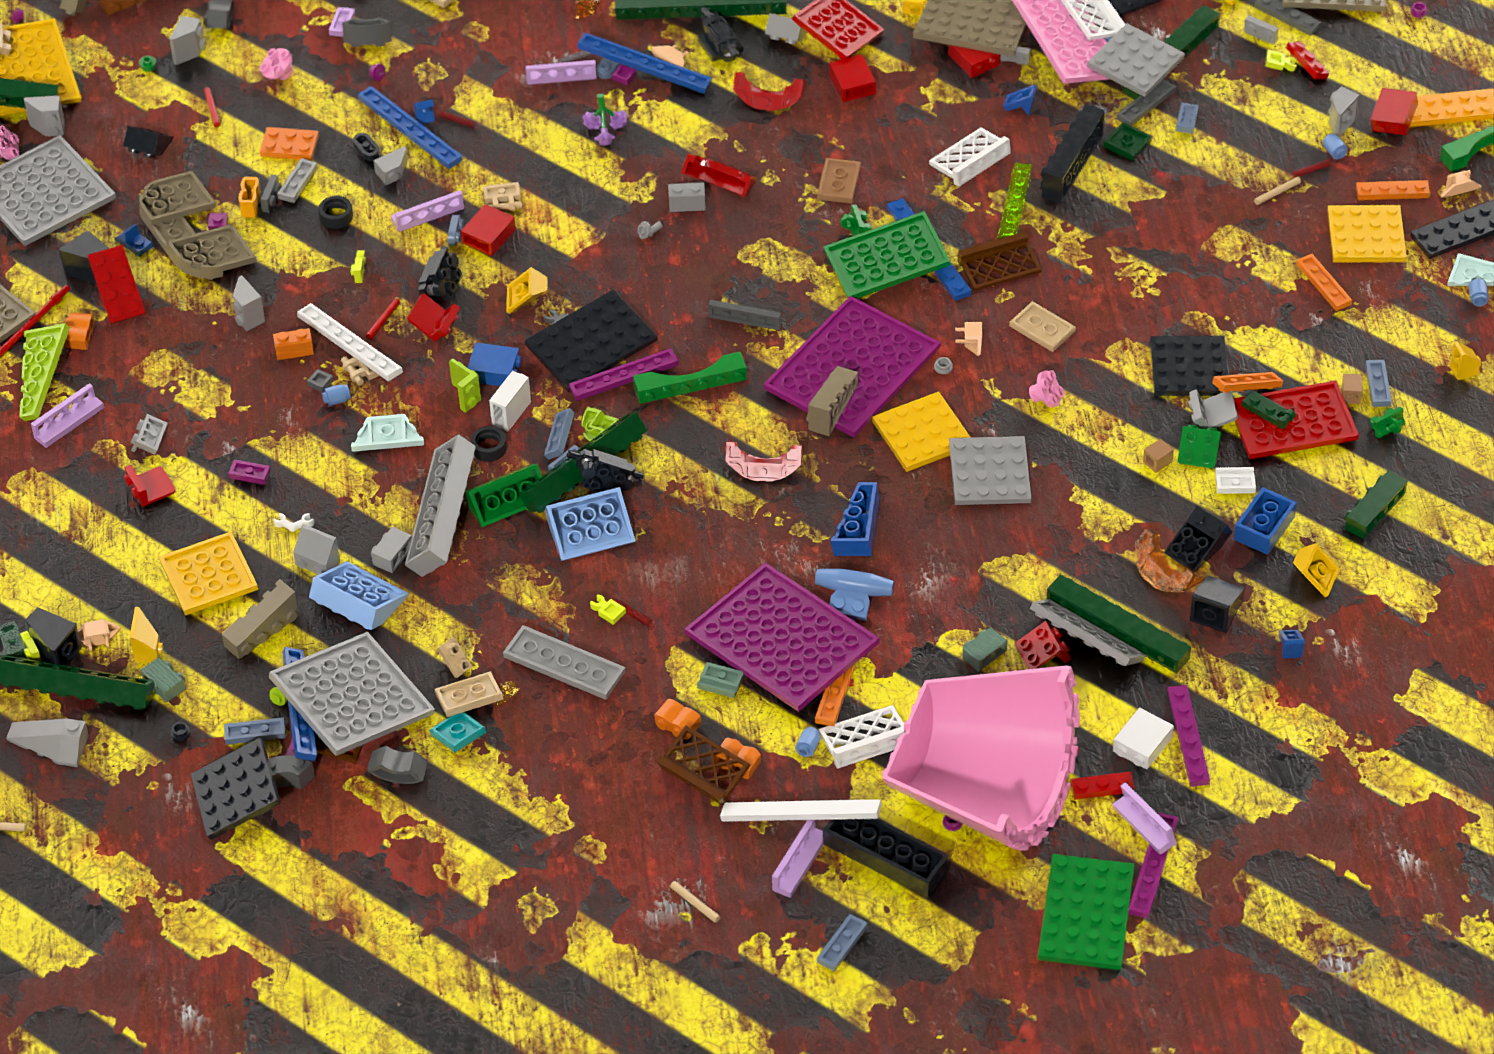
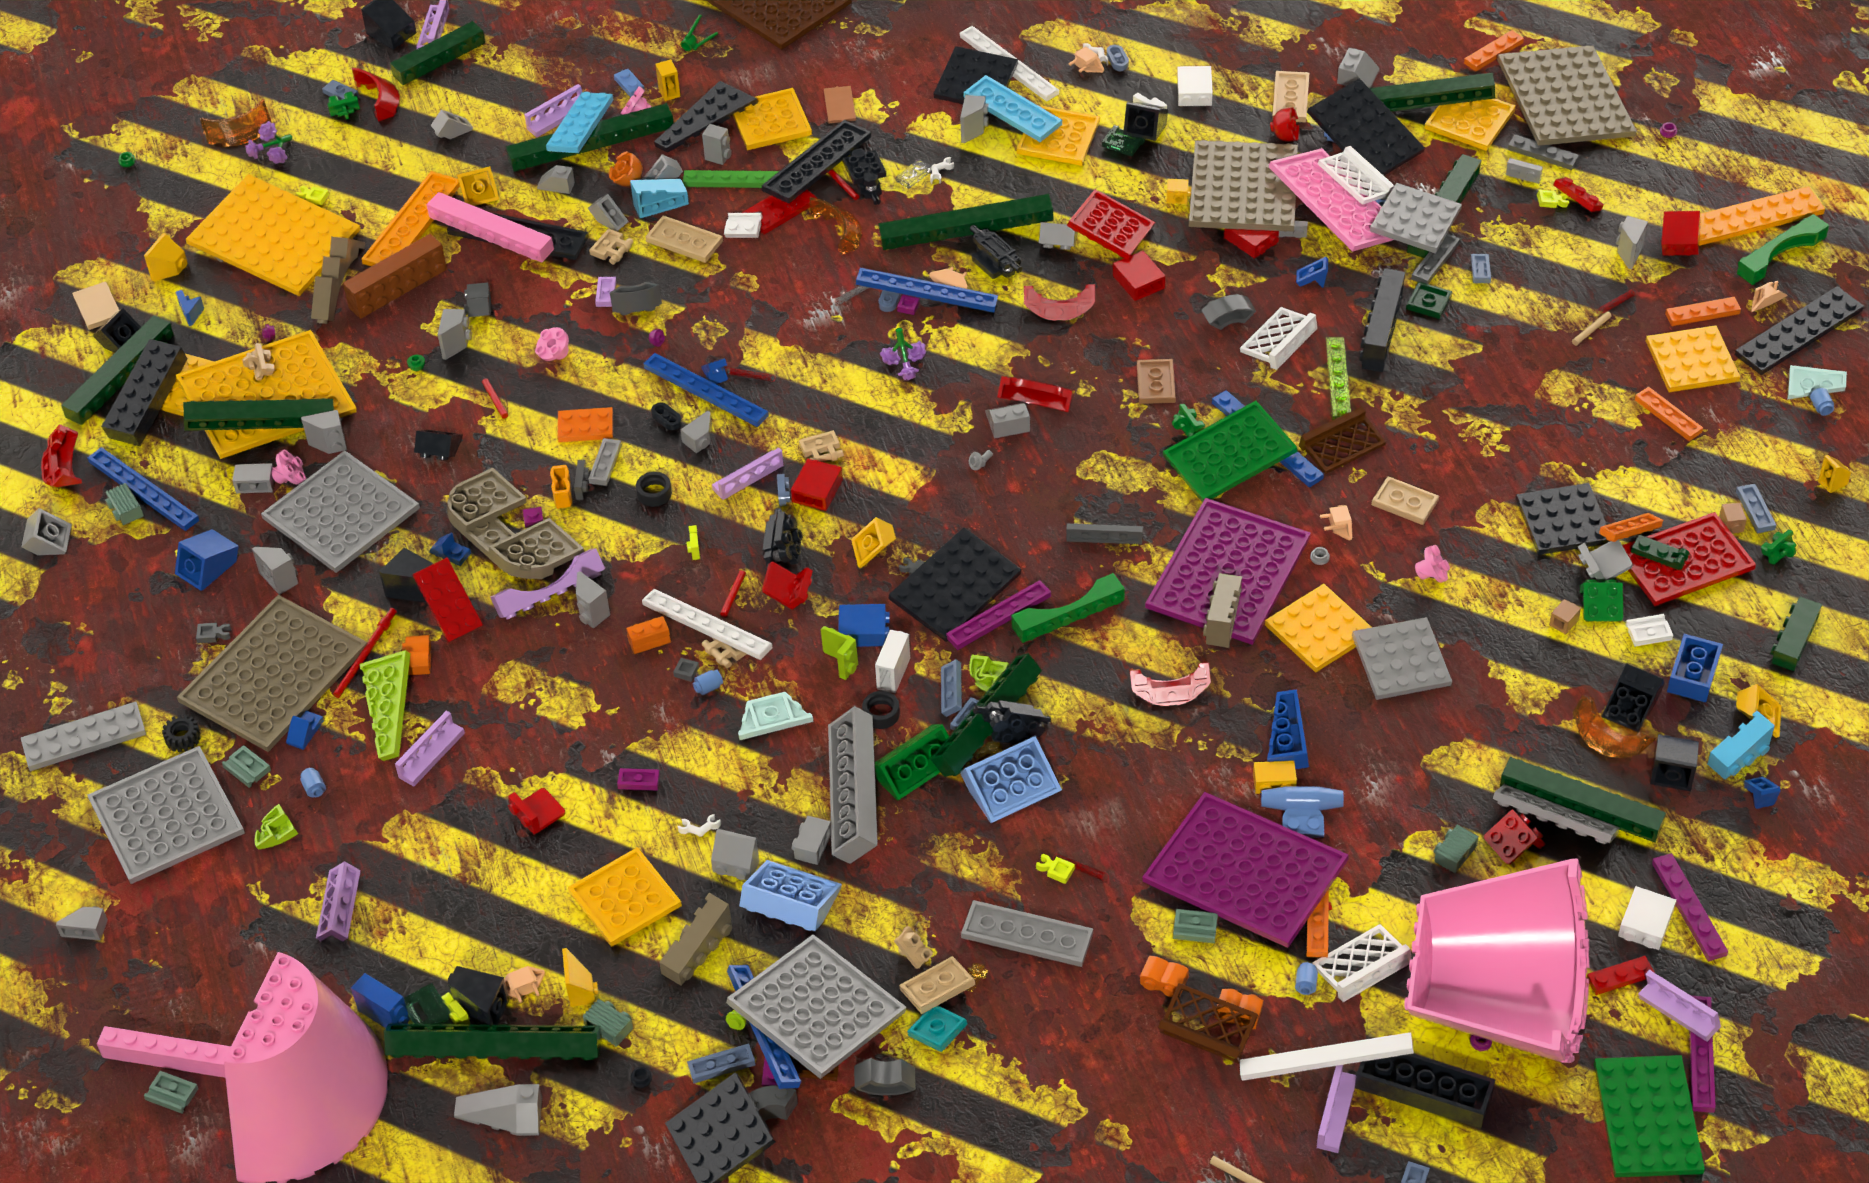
camera: 10 degrees left, 0 degrees up
(149, 434) = (521, 755): light grey bracket -> none
(175, 293) = (511, 600): none -> lavender arch
(561, 72) = (844, 311): lavender fence -> none
(835, 557) = (1273, 775): none -> yellow brick
(927, 123) = (1228, 310): none -> dark grey brick
(1286, 600) = (1742, 748): none -> medium azure wedge
(1335, 146) = (1634, 275): medium blue brick -> none

